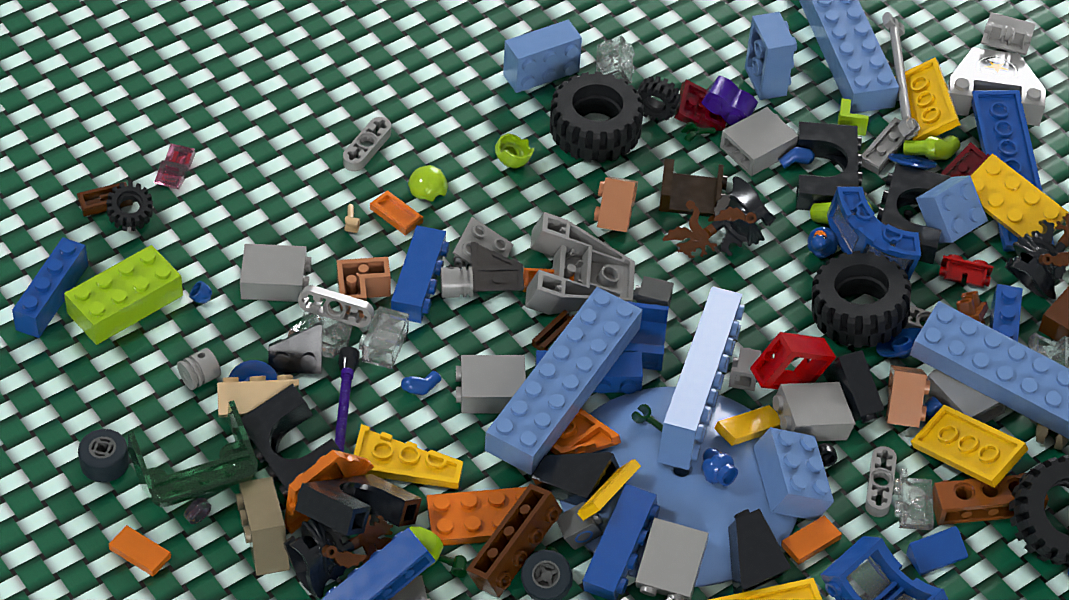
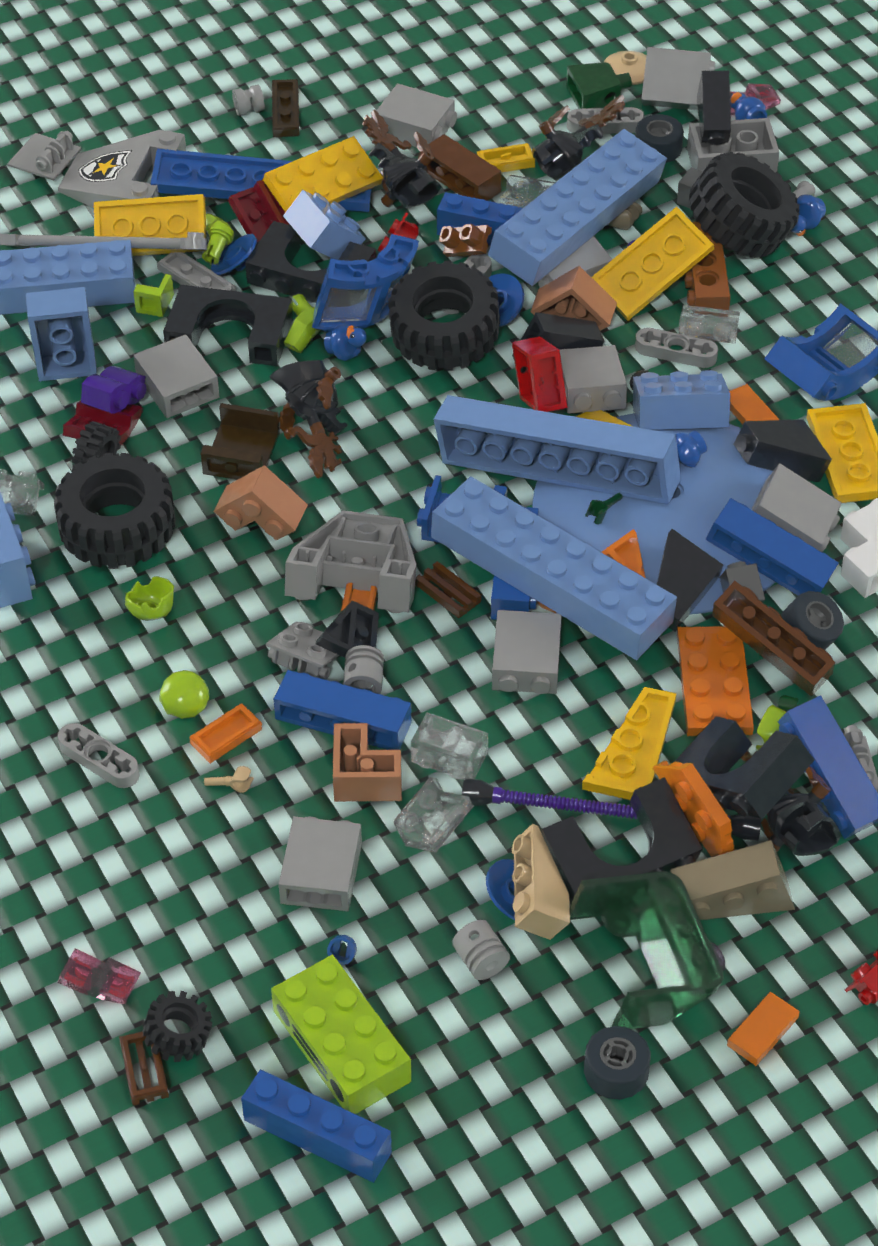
camera: 80 degrees left, 0 degrees up
(298, 352) = (467, 838): black wing -> none
(352, 318) = (409, 783): light grey beam -> none
(420, 385) = (517, 721): blue arm -> none
(608, 489) = (720, 541): yellow tile -> none
(654, 292) = (406, 493): dark grey brick -> none
(693, 130) = (144, 432): dark green hand -> none
(798, 155) = (205, 344): blue arm -> none
(937, 551) = (765, 318): blue slope -> none

